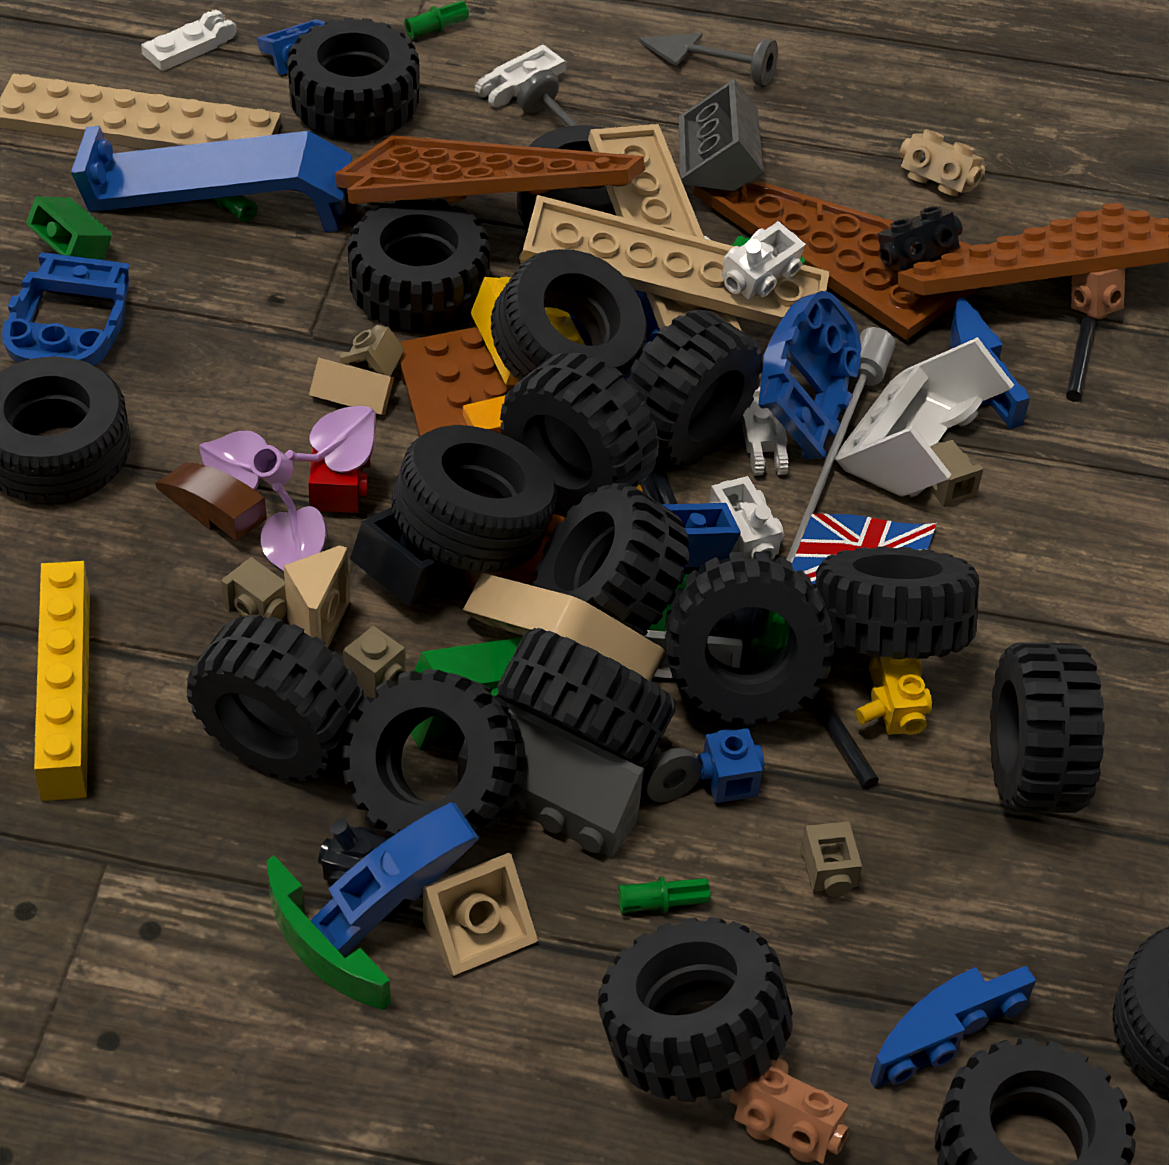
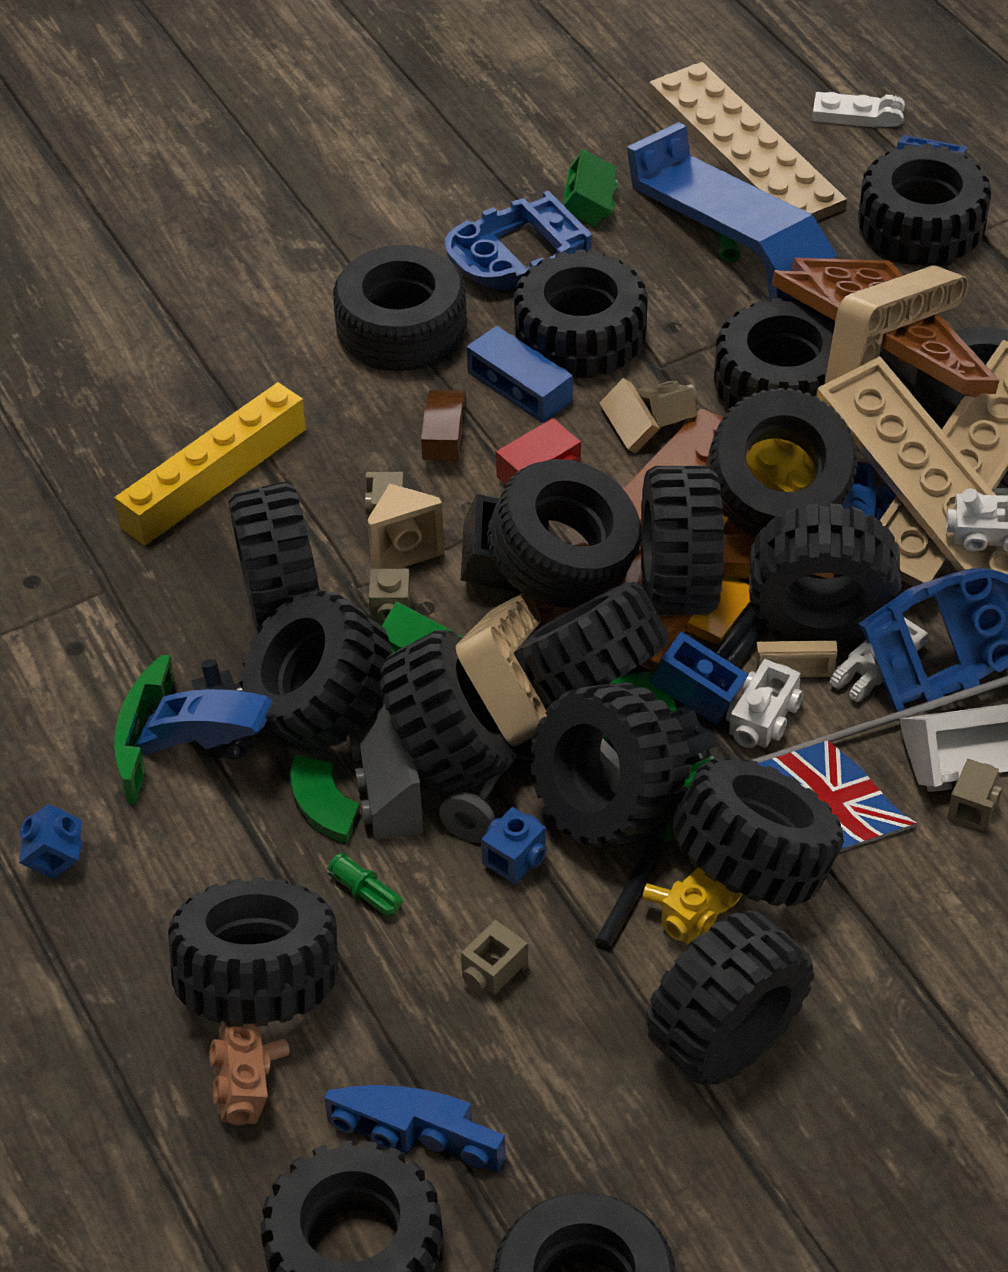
camera: 55 degrees right, 0 degrees up
(212, 411) = (520, 374): none -> blue brick
(214, 364) = (582, 285): none -> black tyre
(341, 438) = (476, 417): lavender plant -> none
(387, 1090) = (50, 841): none -> blue brick
(478, 914) = (239, 793): tan slope -> none
(496, 180) = (886, 307): none -> tan beam
(540, 865) = (320, 800): none -> green tile
(722, 467) = (806, 657): none -> tan tile

